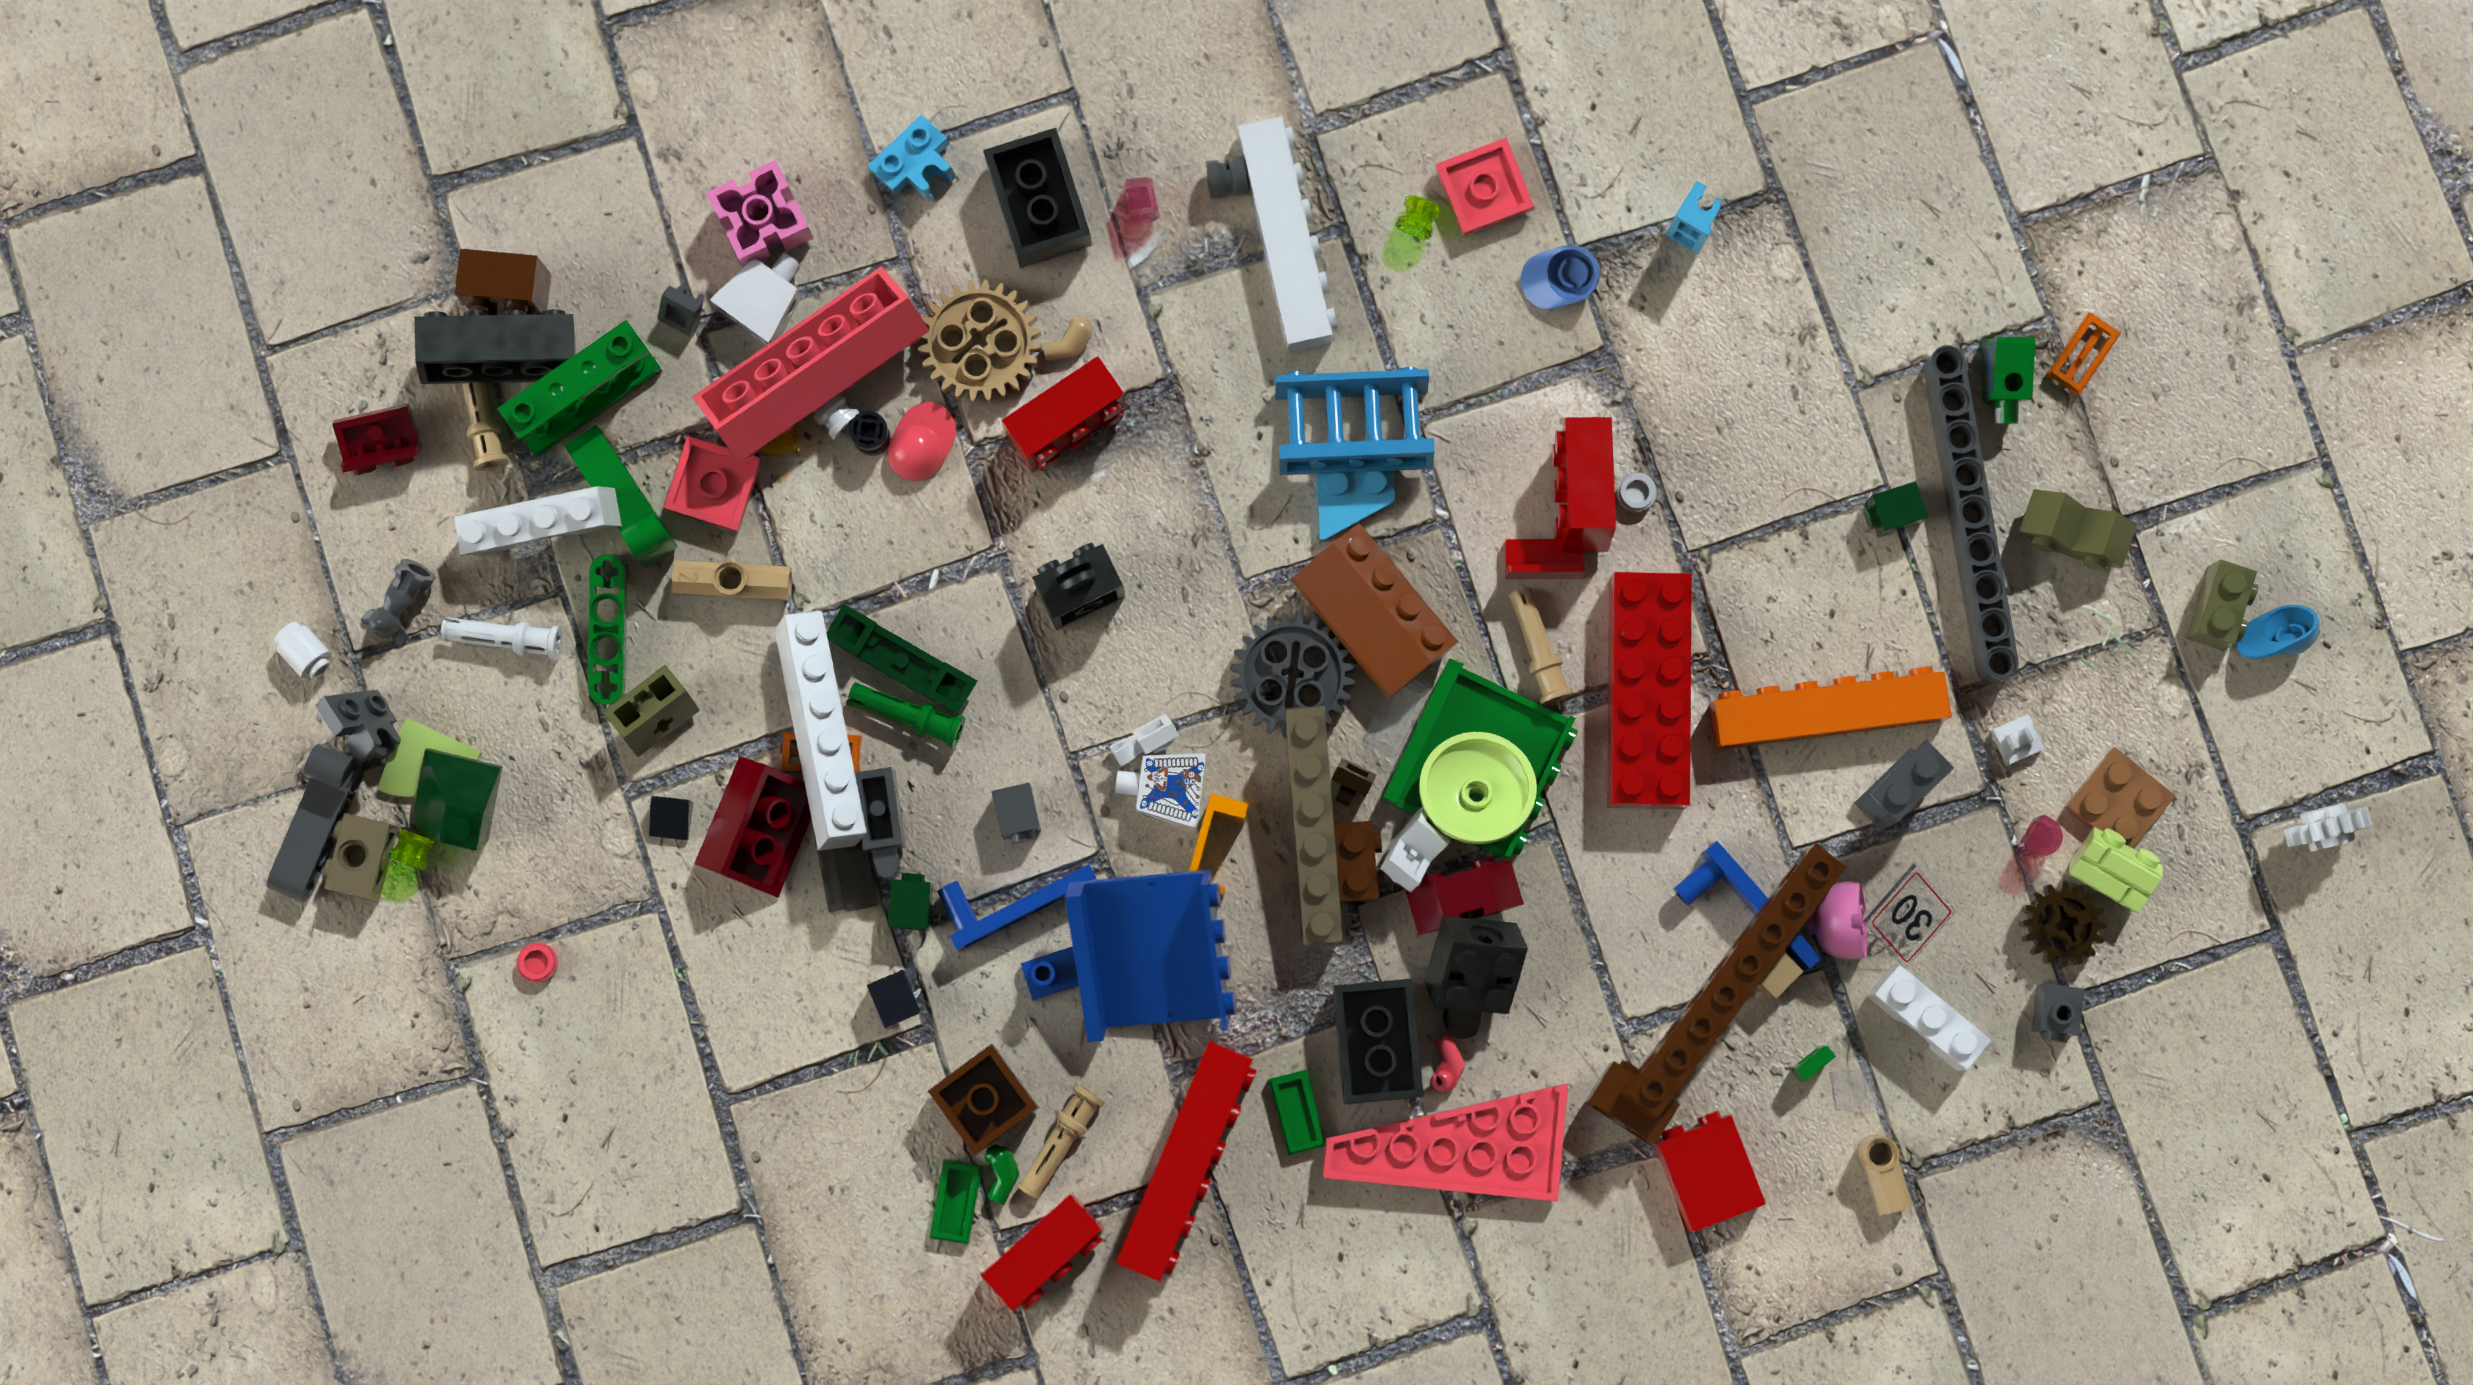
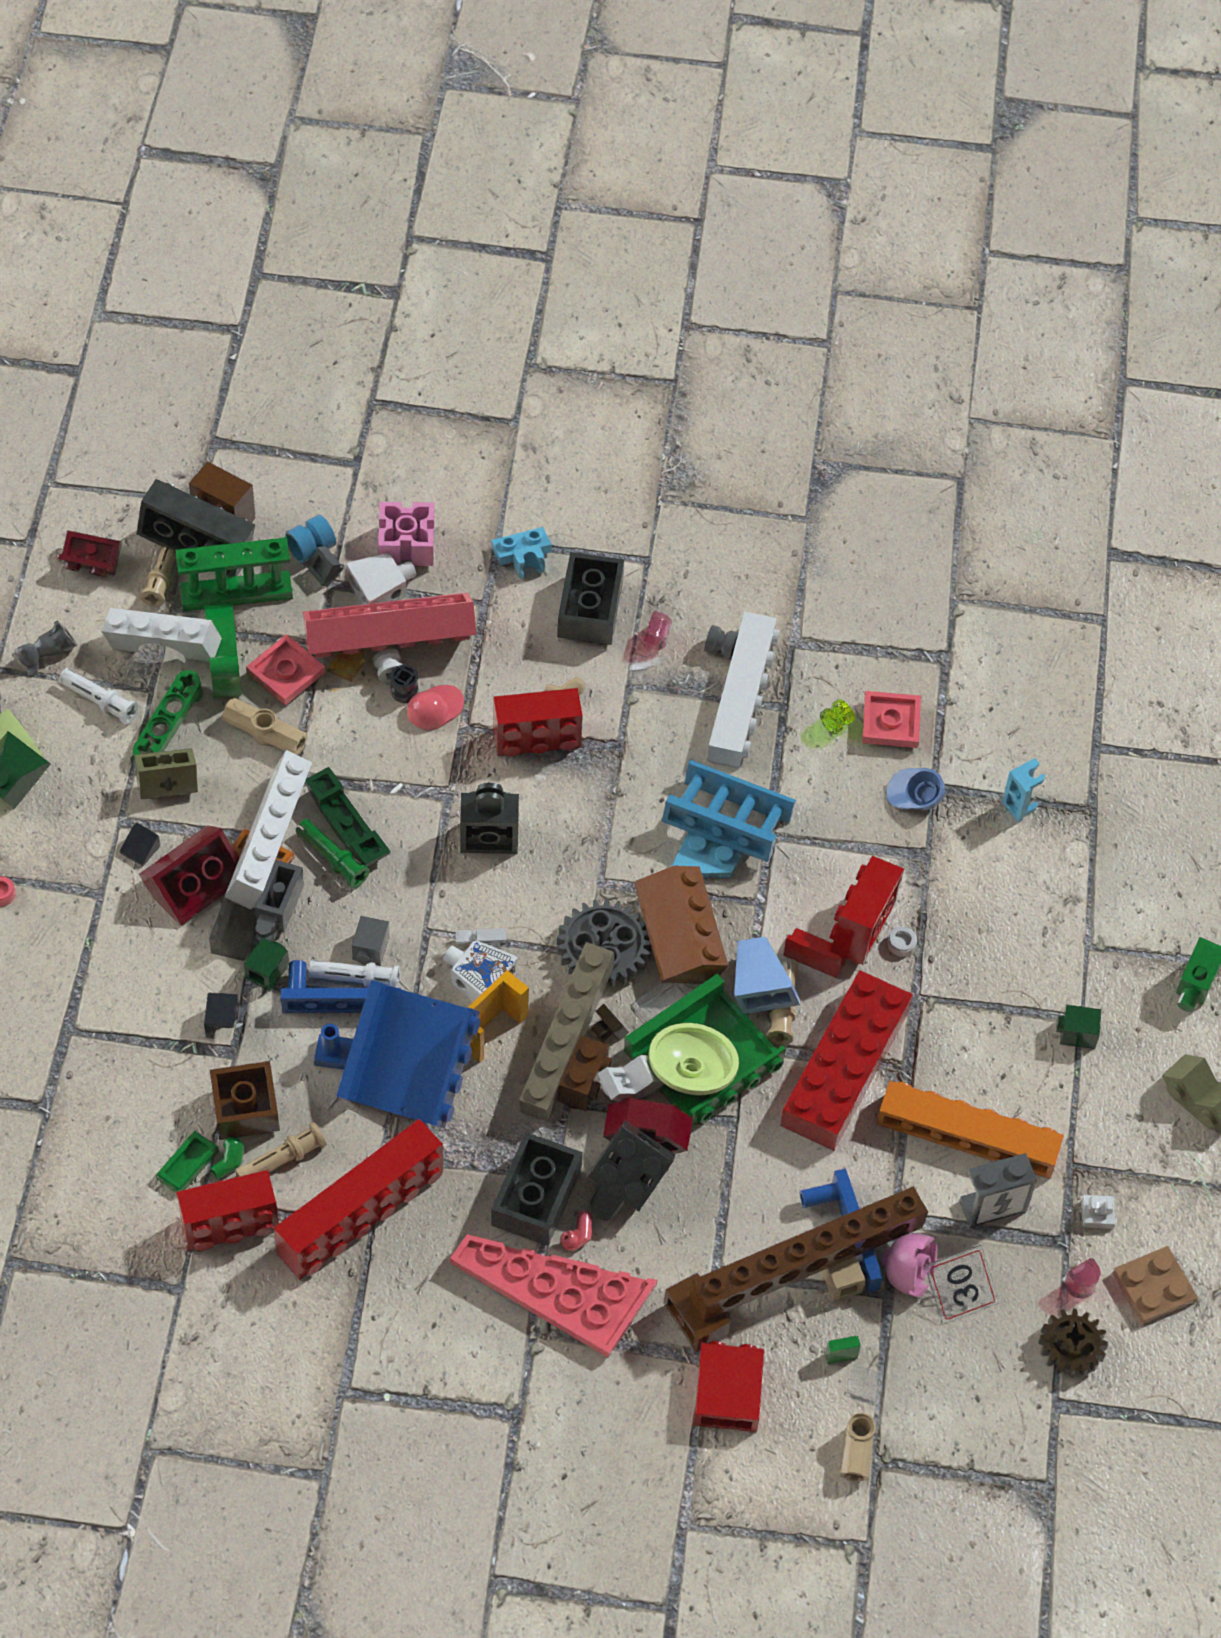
camera: 25 degrees right, 25 degrees down
(641, 282) = (305, 540): none -> dark azure wheel
(1002, 367) = (506, 662): tan gear -> none
(1038, 857) = (355, 973): none -> white pin
(1297, 1112) = (455, 1215): green tile -> none
(1502, 635) = (761, 979): none -> light blue slope
(1937, 1022) = (953, 1374): white arch -> none
(1964, 532) = (1129, 1064): dark grey beam -> none
(2057, 1011) = (1041, 1398): dark grey brick -> none
(2116, 868) = (1130, 1321): yellowish green brick -> none

